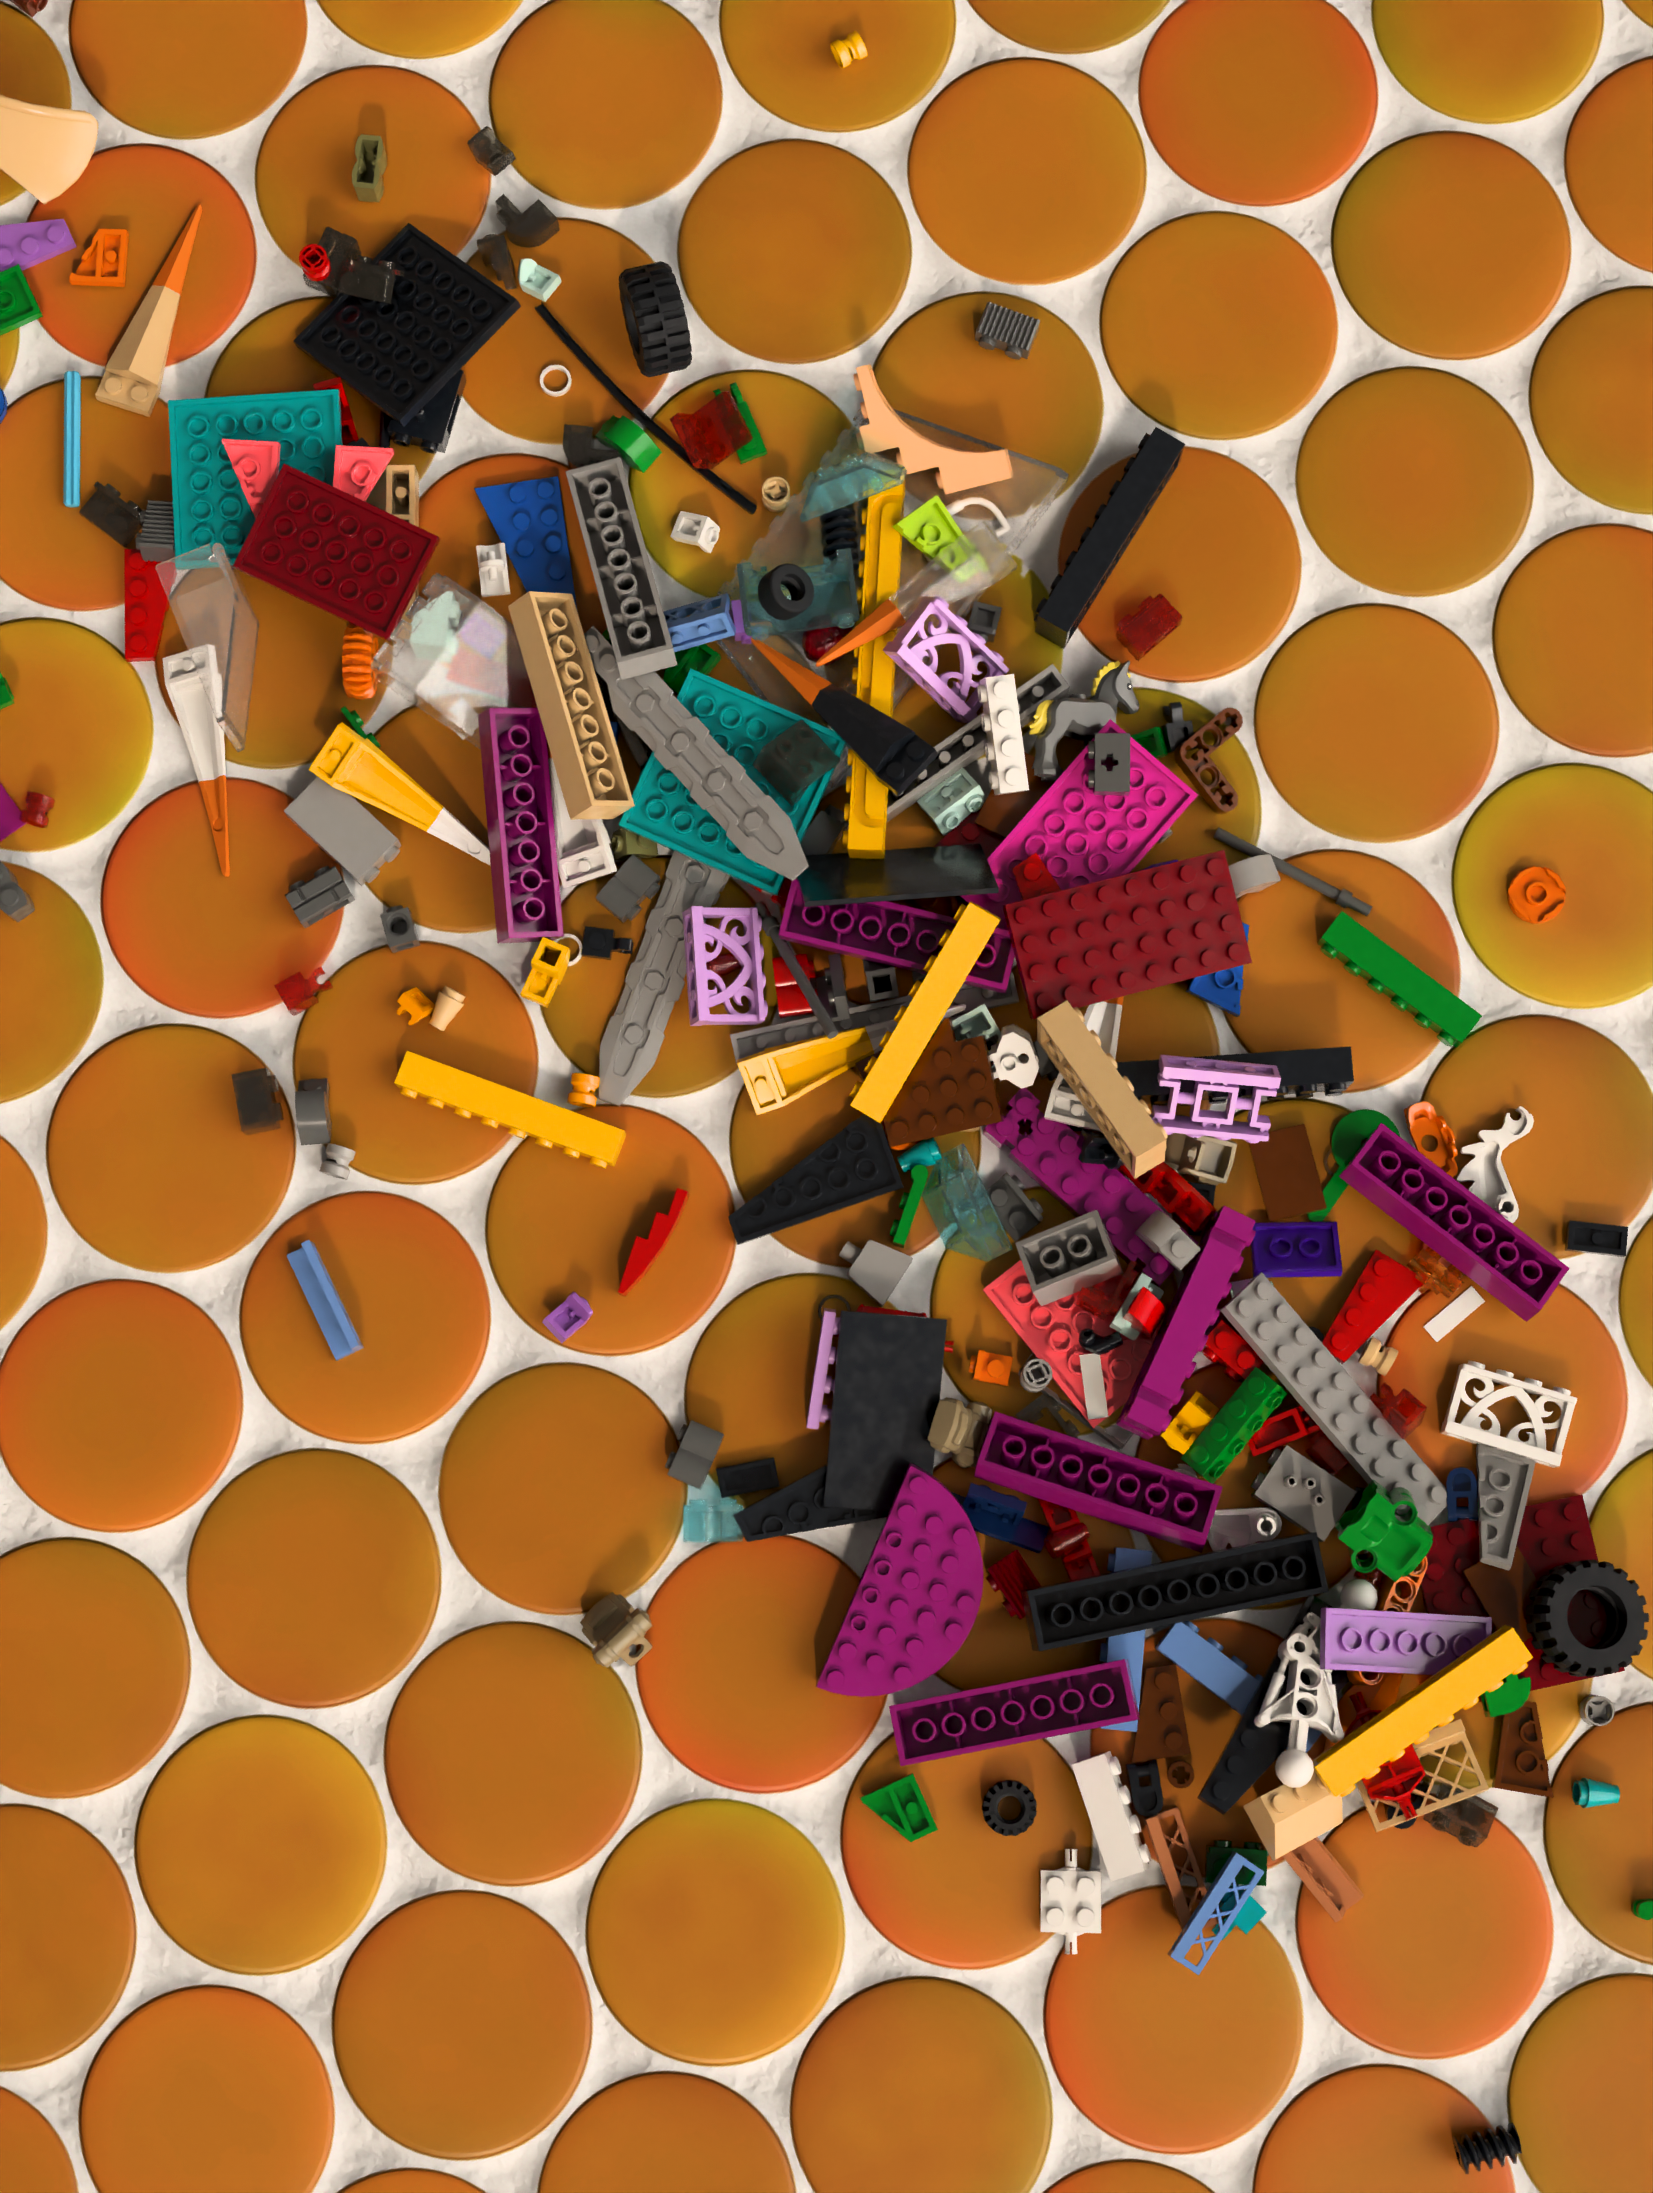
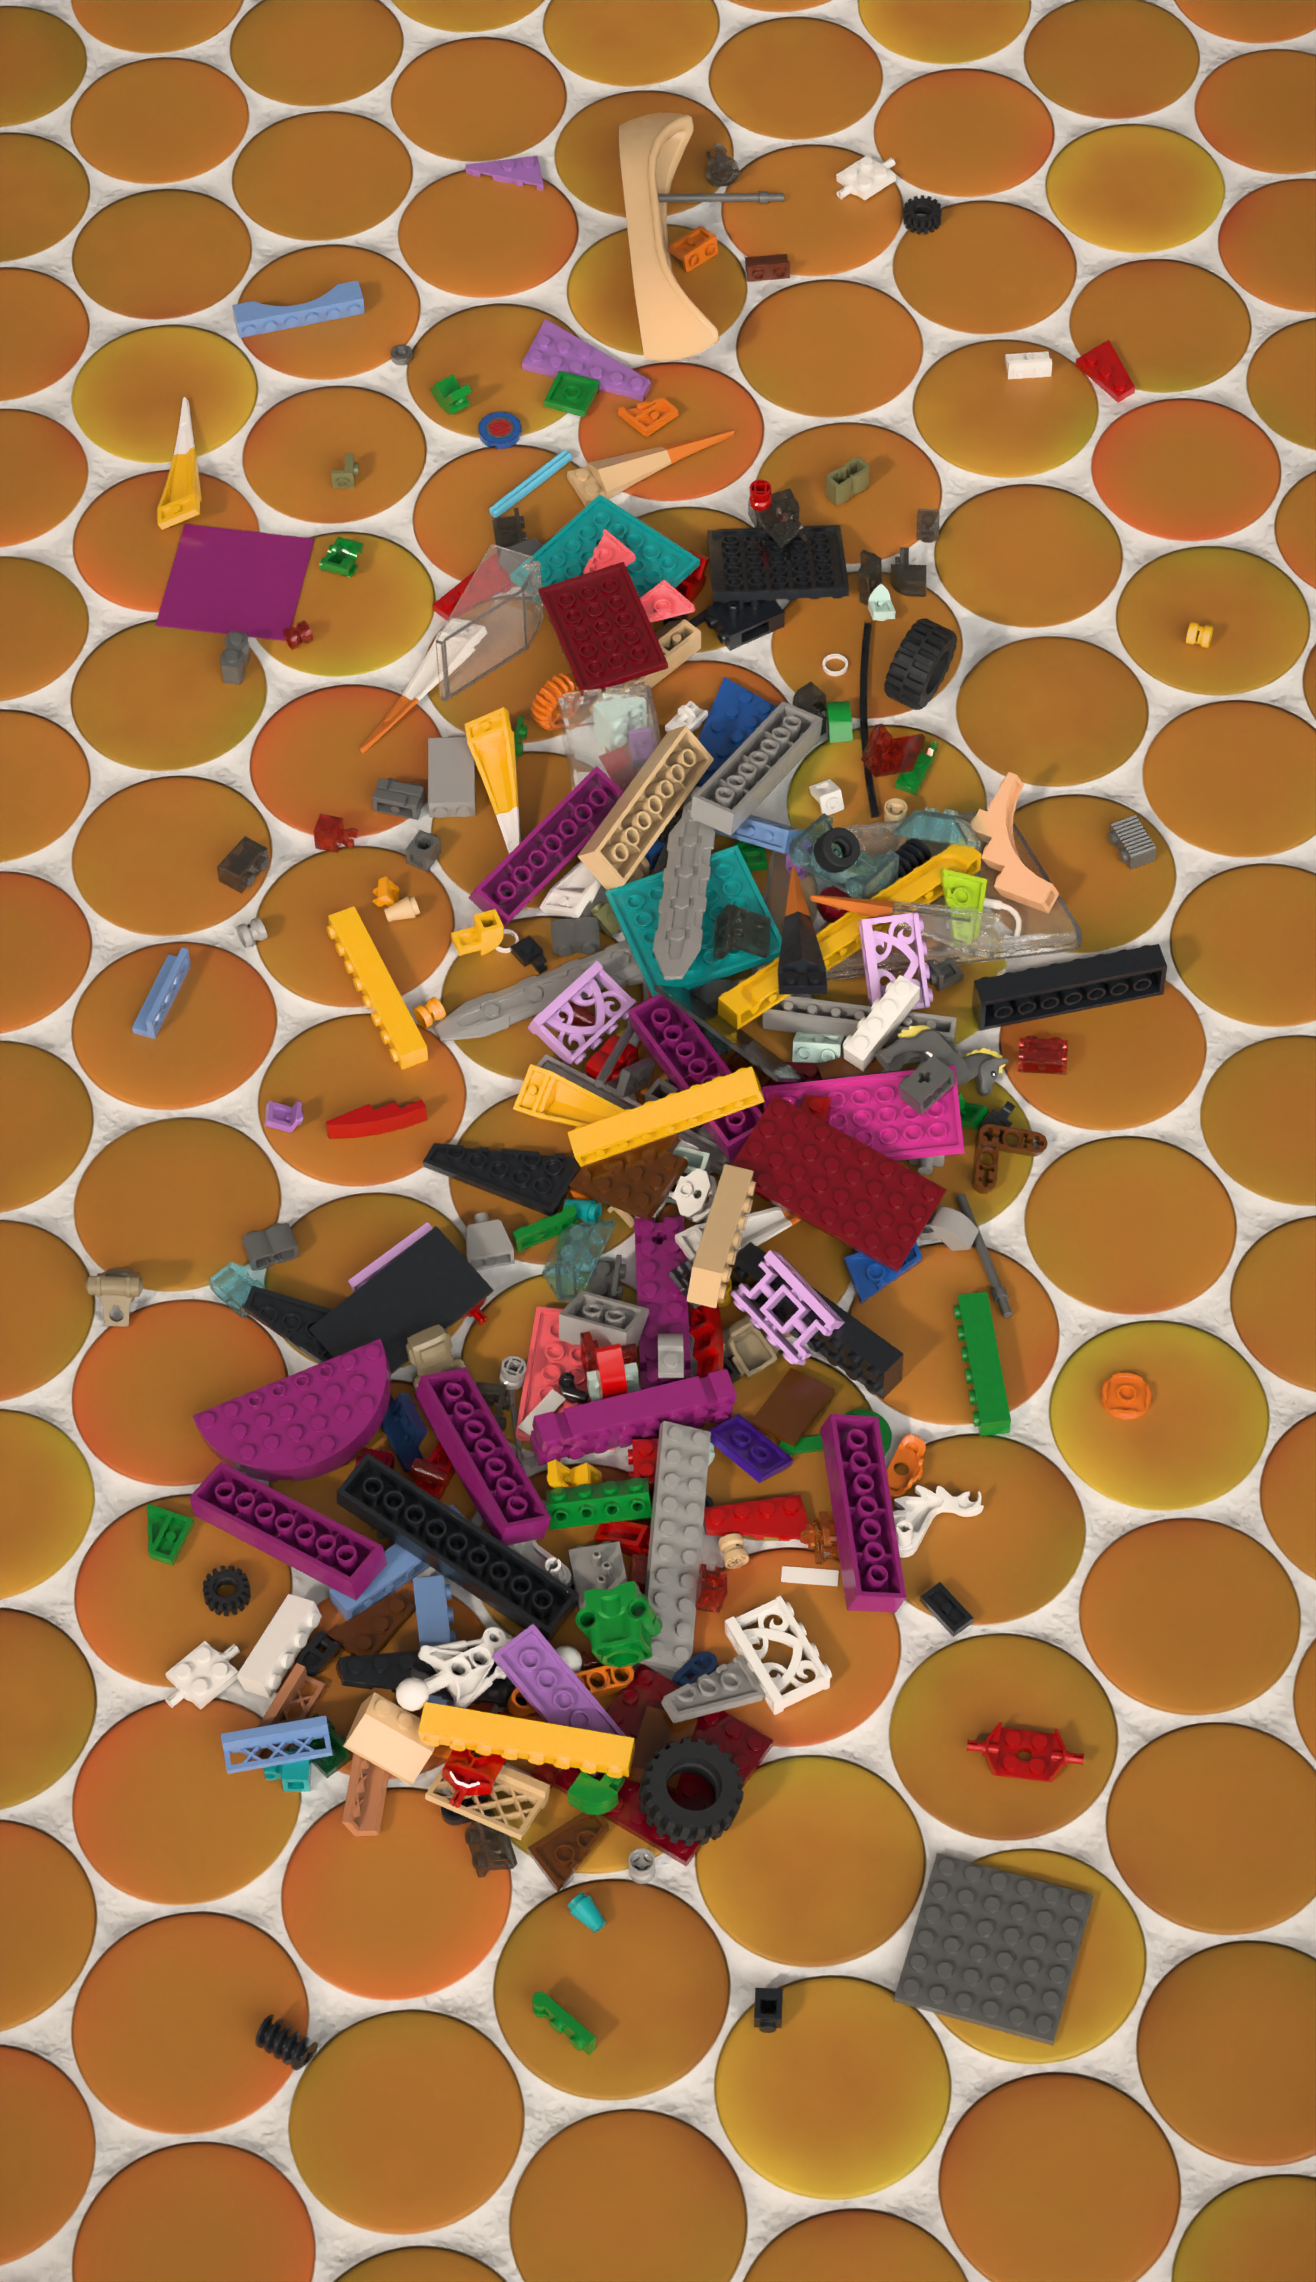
camera: 45 degrees right, 25 degrees down
(313, 1111) = (265, 895): dark grey brick -> none
(747, 1477) = (285, 1284): black tile -> none
(990, 1368) = (491, 1352): orange bracket -> none

